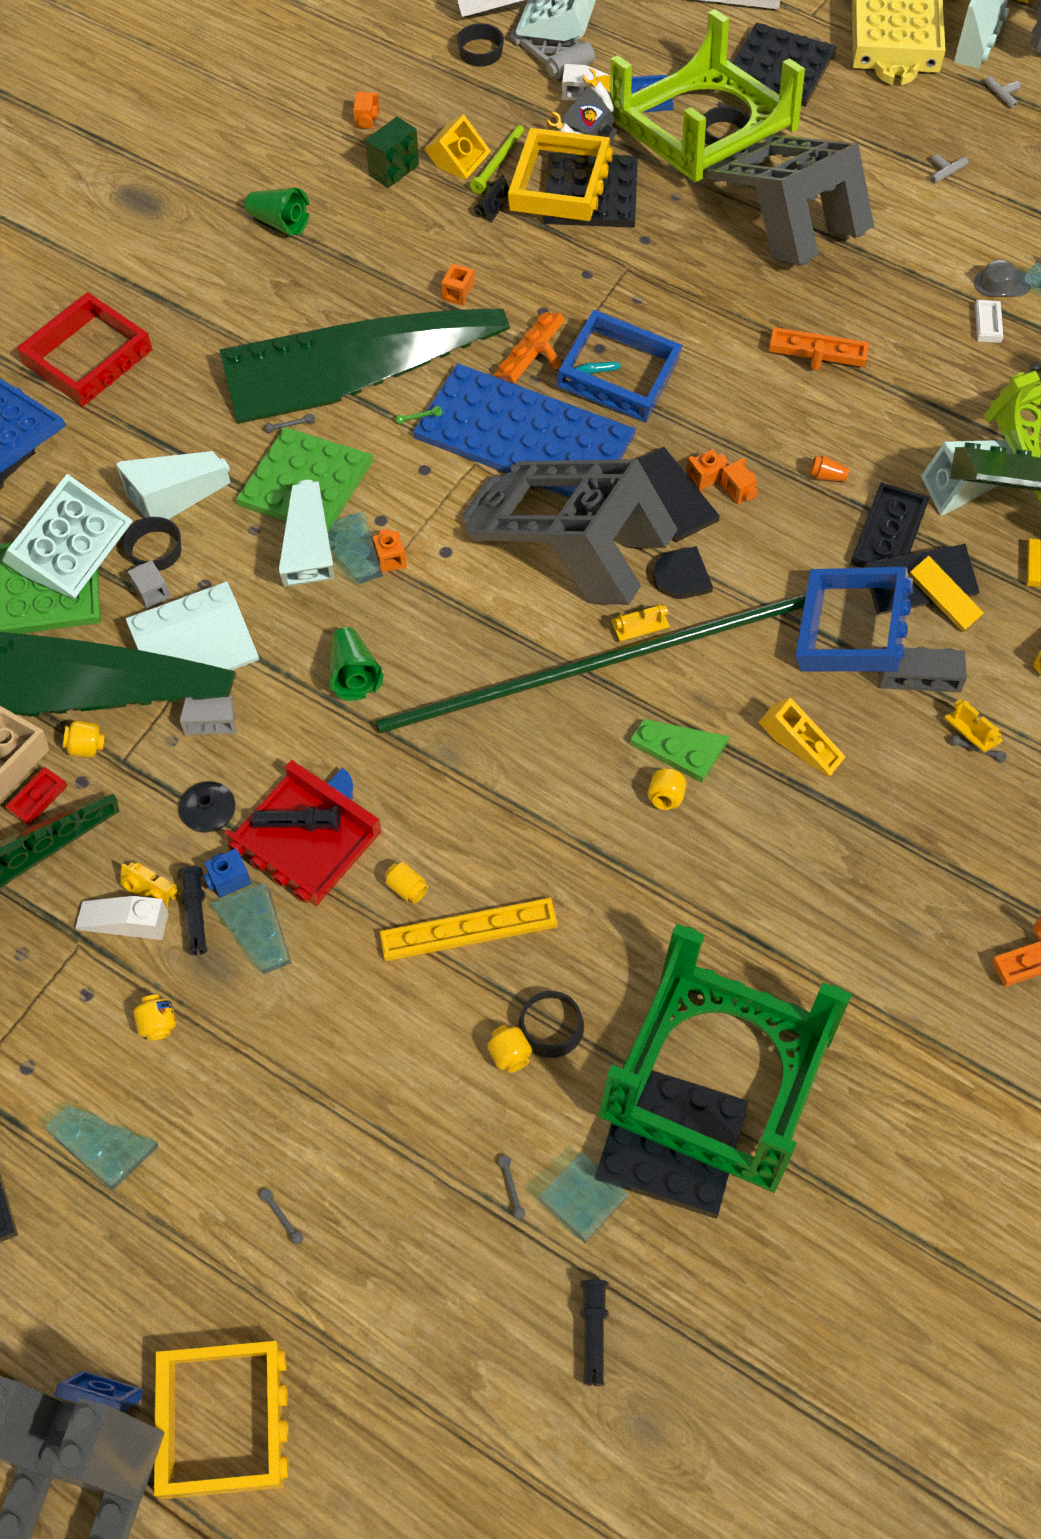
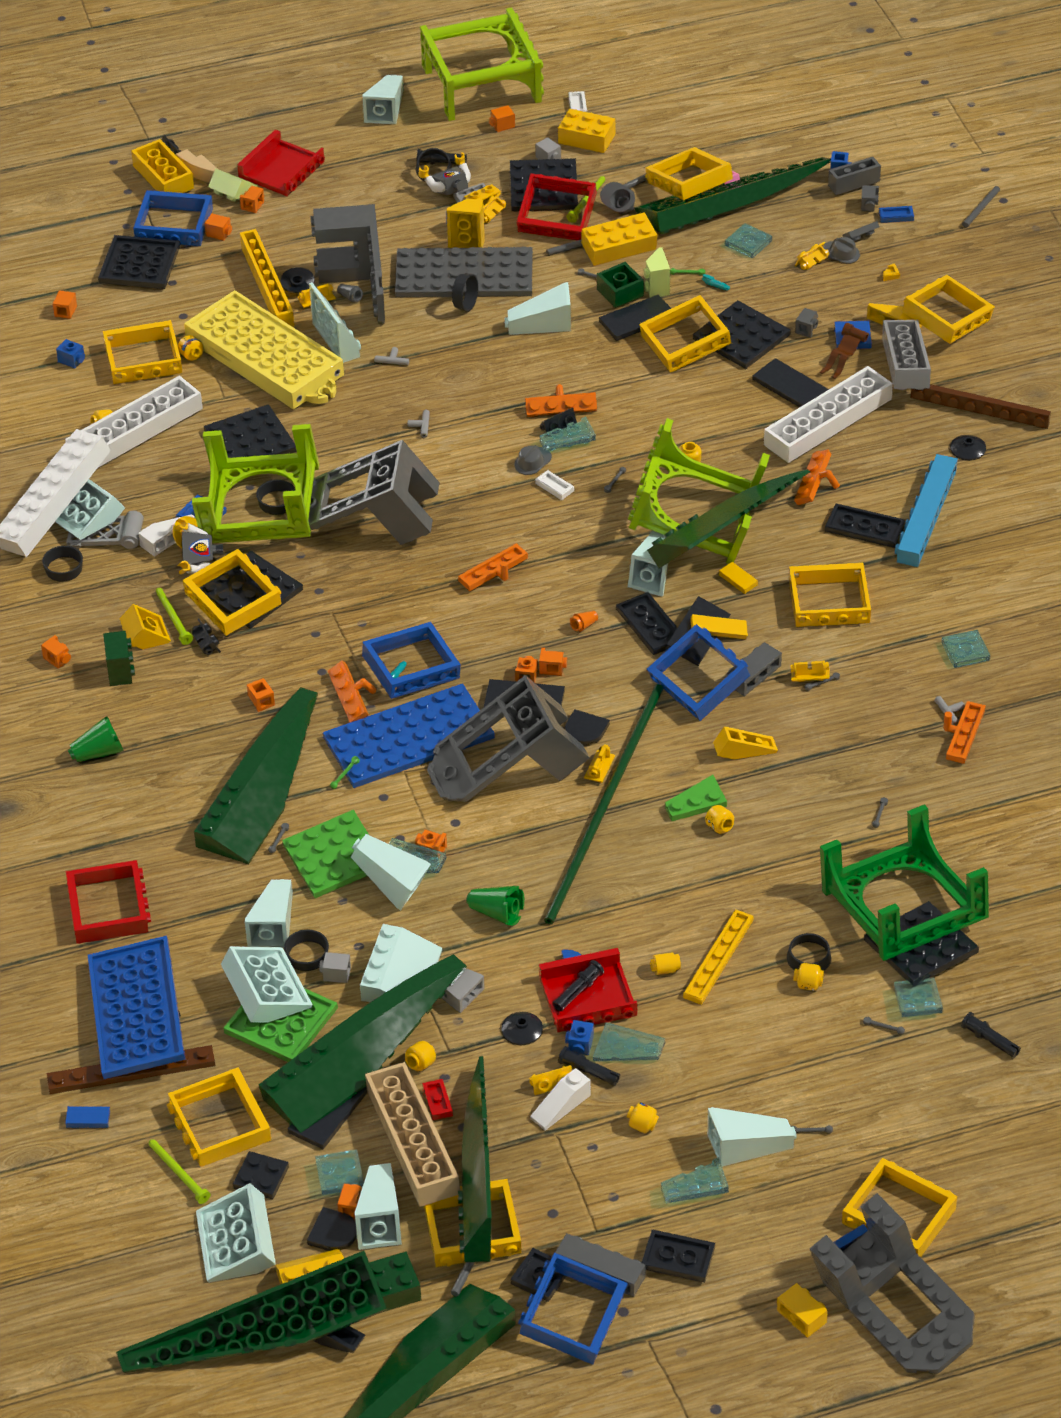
camera: 50 degrees left, 15 degrees down
(197, 1148) = (747, 1136): none -> light aqua slope
(861, 940) = (883, 801): none -> dark grey hinge

